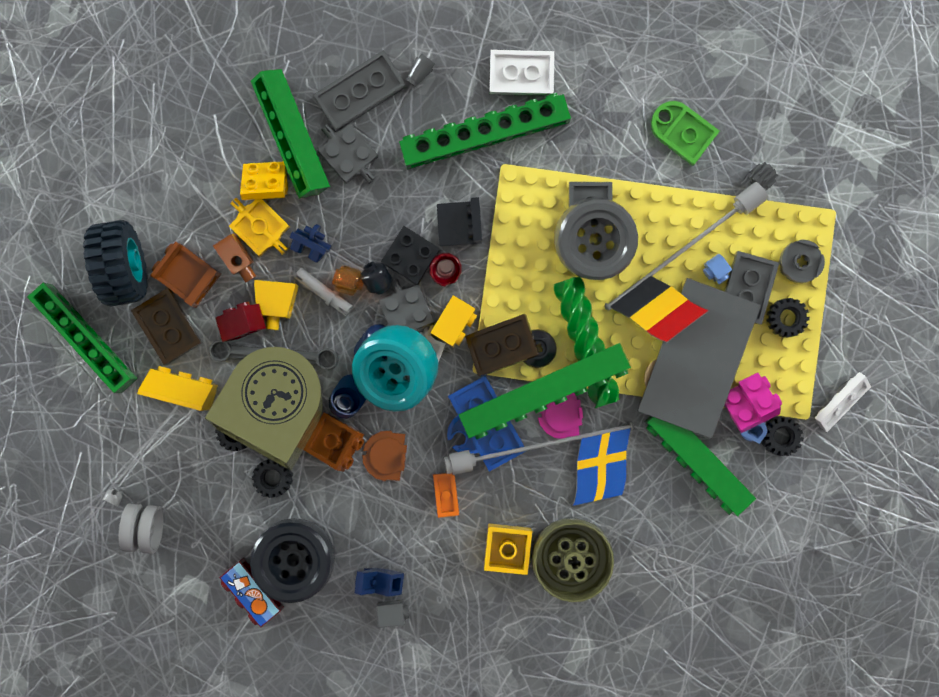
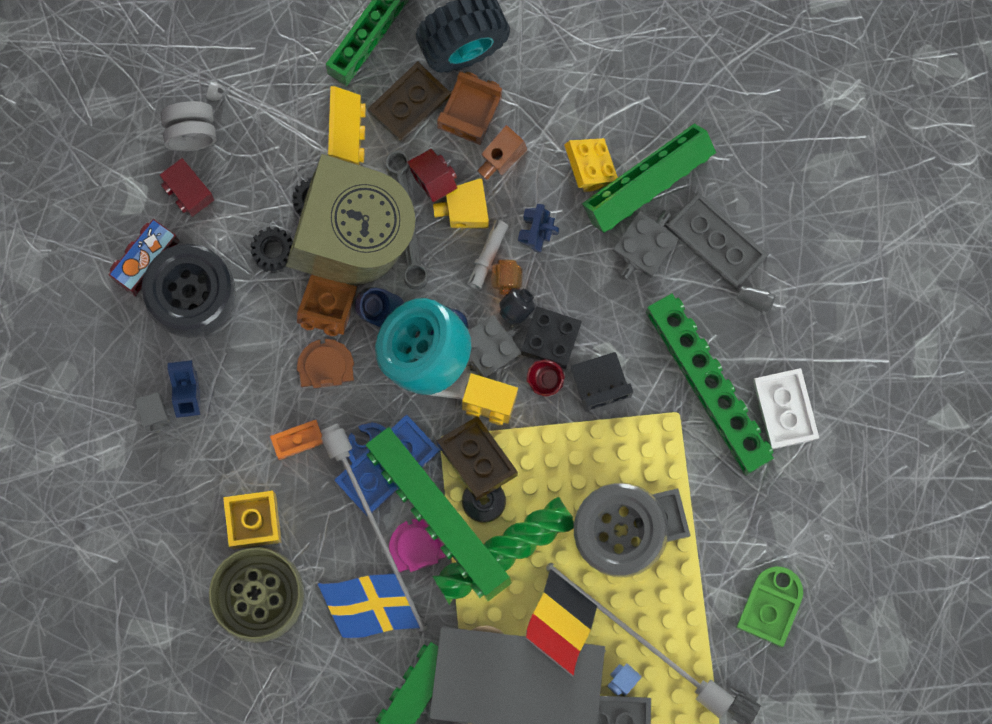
camera: 75 degrees right, 10 degrees down
(197, 541) = (186, 187): none -> dark red brick
(259, 226) = (541, 171): yellow plate -> none

